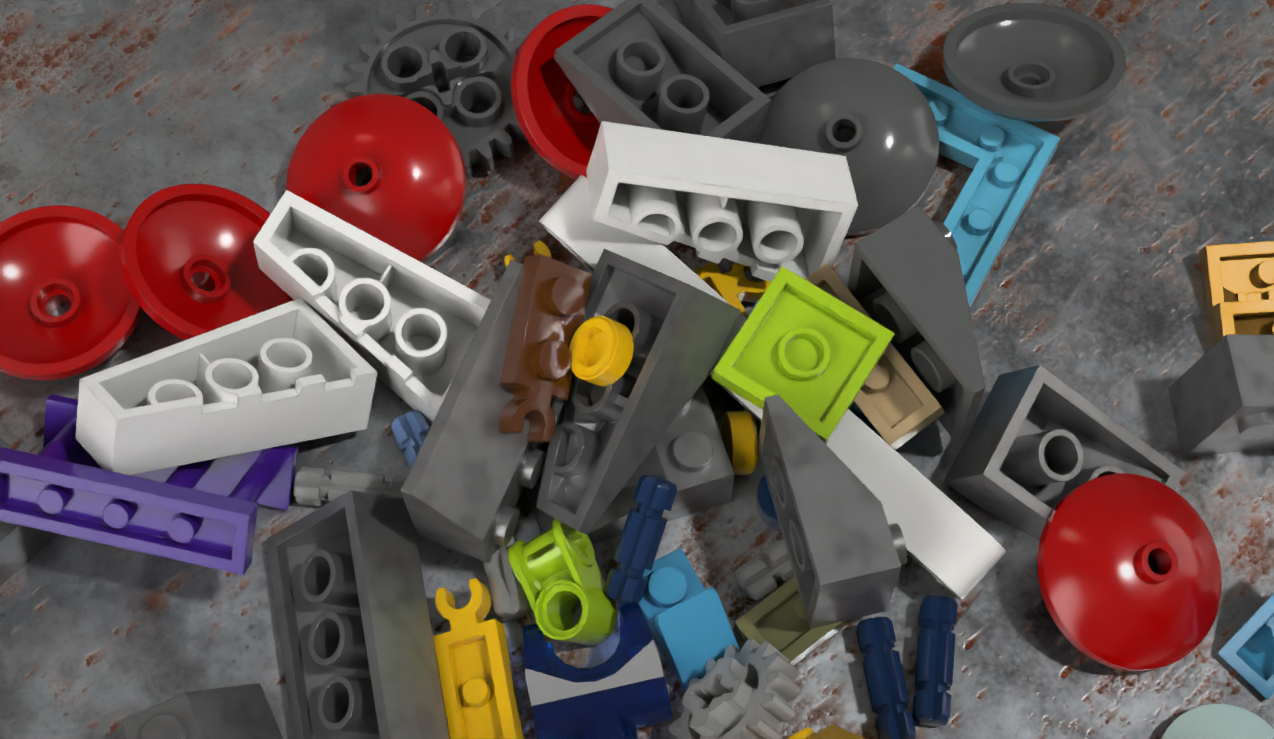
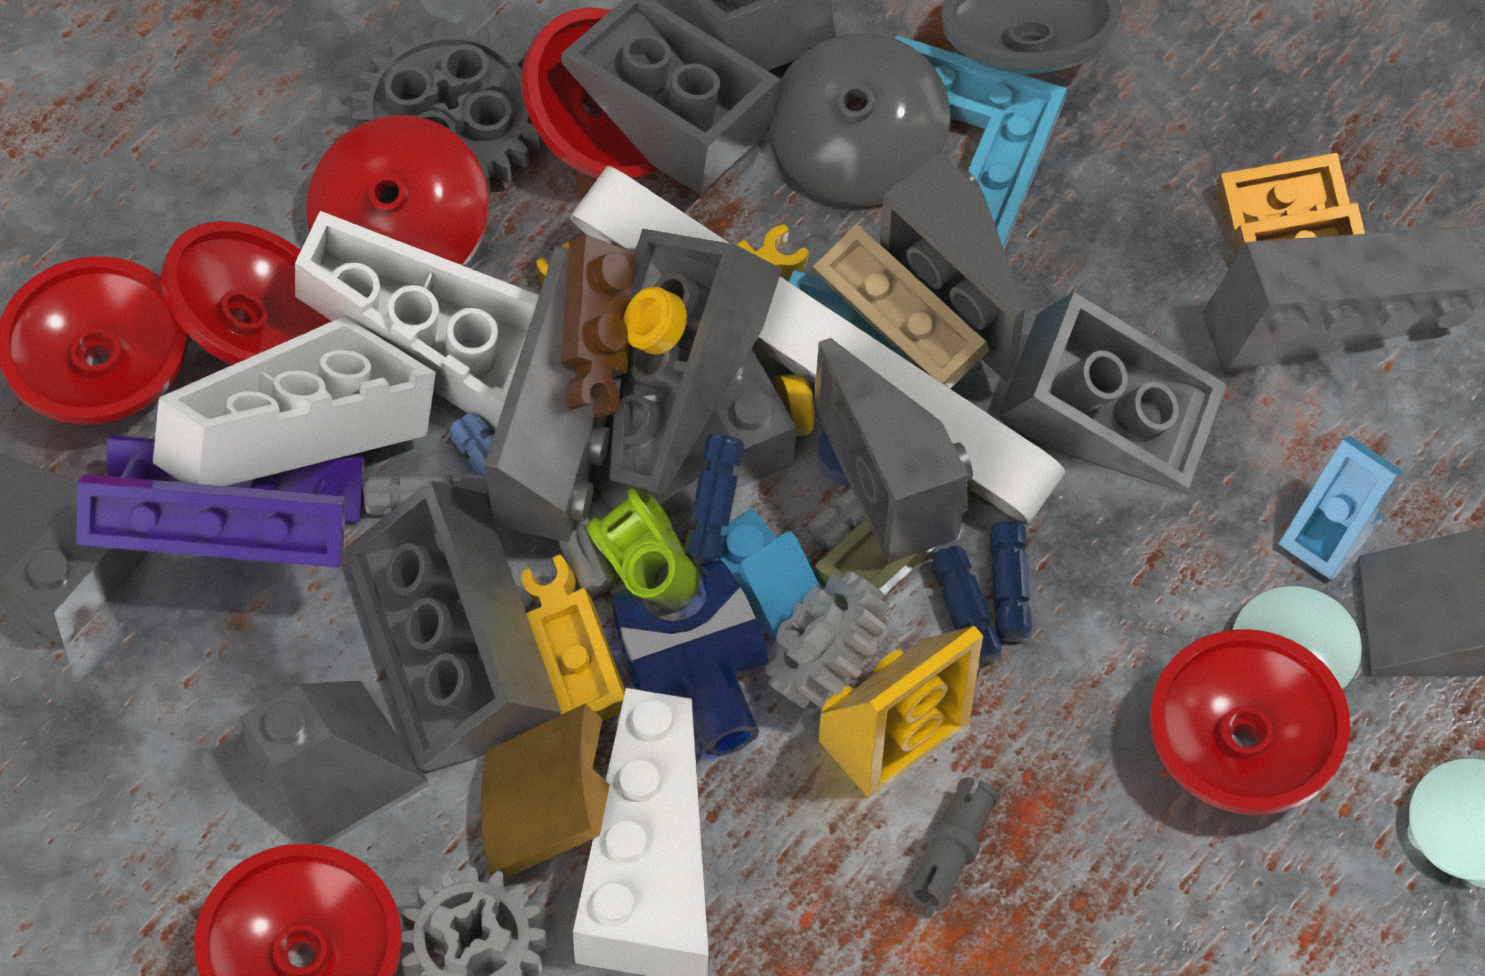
camera: 10 degrees left, 5 degrees down
(723, 197) = (750, 171): white wedge -> none
(805, 351) = (847, 296): lime plate -> none
(1100, 577) = (1166, 494): red dish -> none

